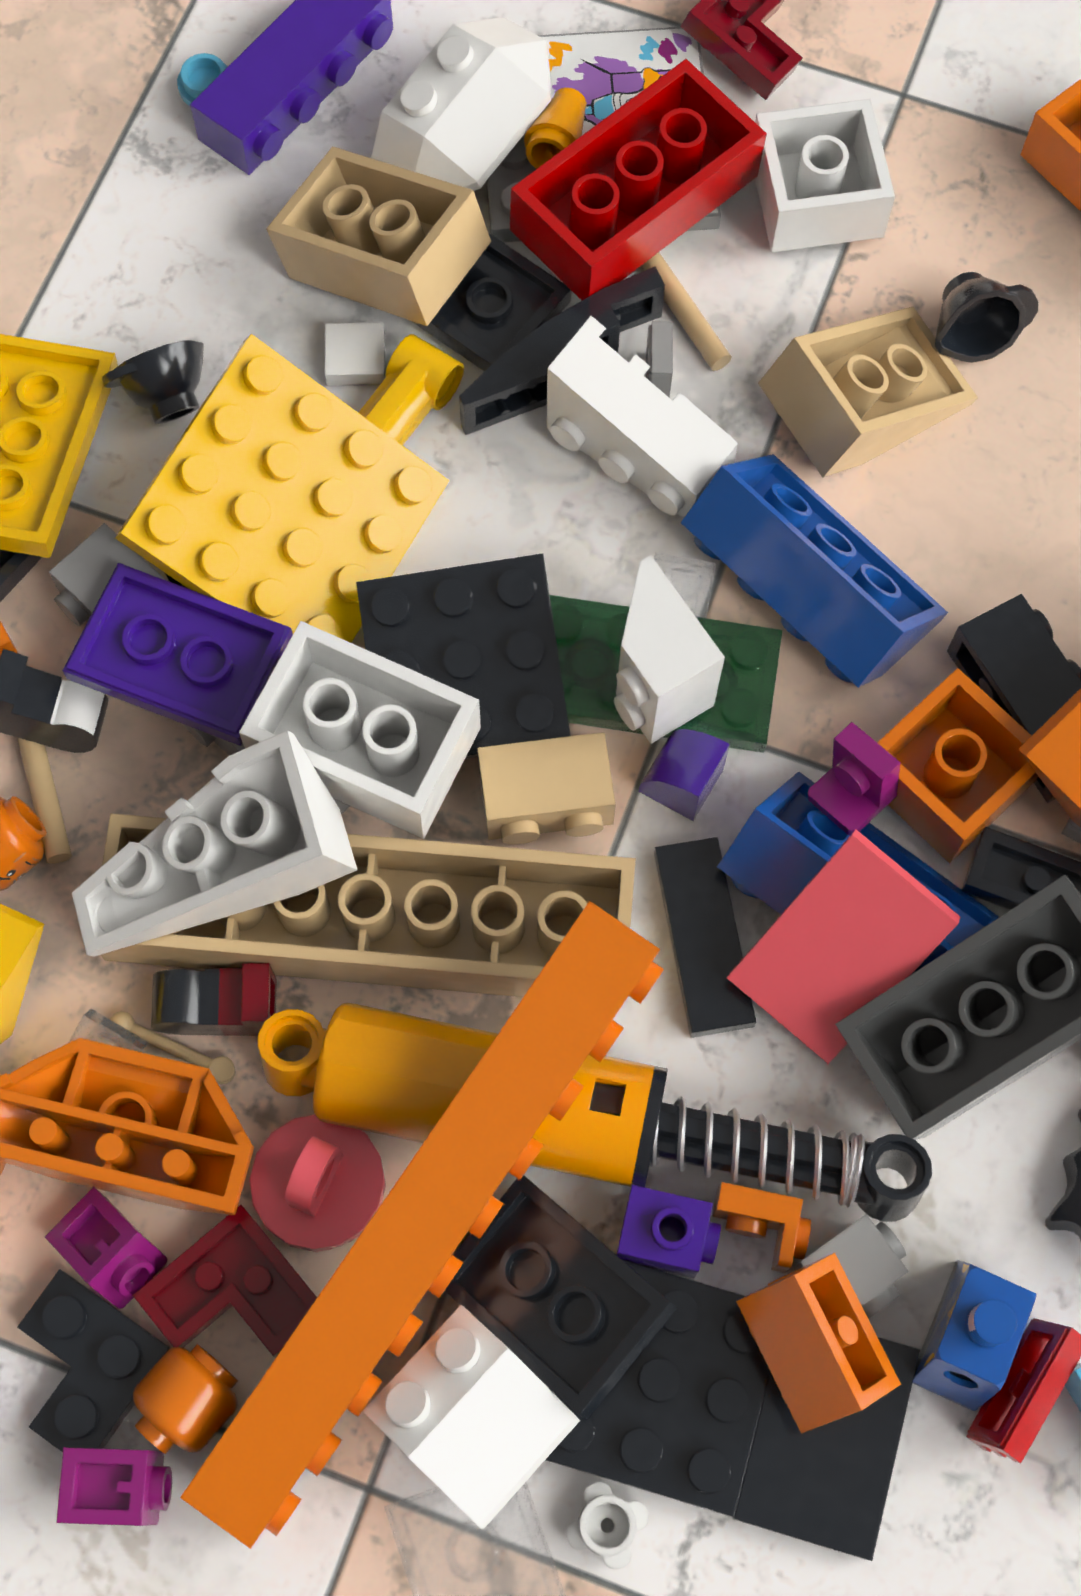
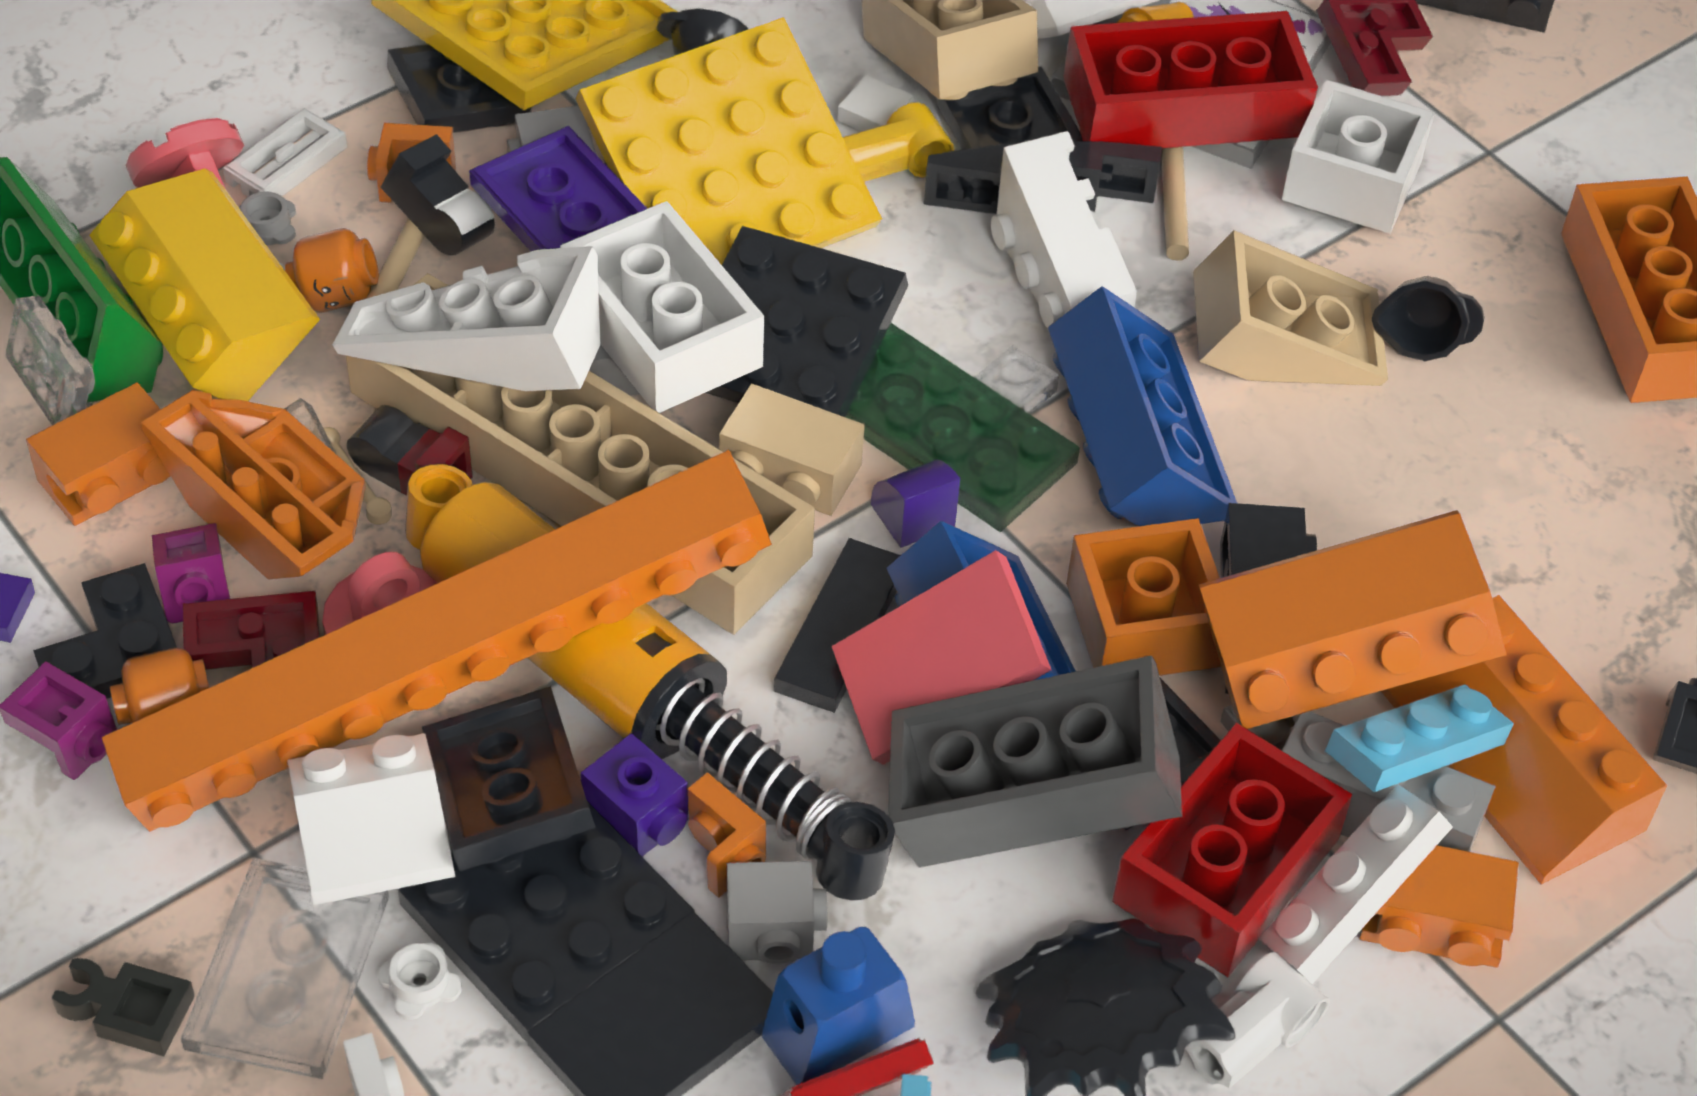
camera: 30 degrees right, 20 degrees down
(660, 355) = (1124, 213): light grey tile -> none
(666, 659) = (940, 384): white slope -> none
(818, 1344) = (692, 916): orange brick -> none
(859, 782) = (1057, 559): magenta bracket -> none

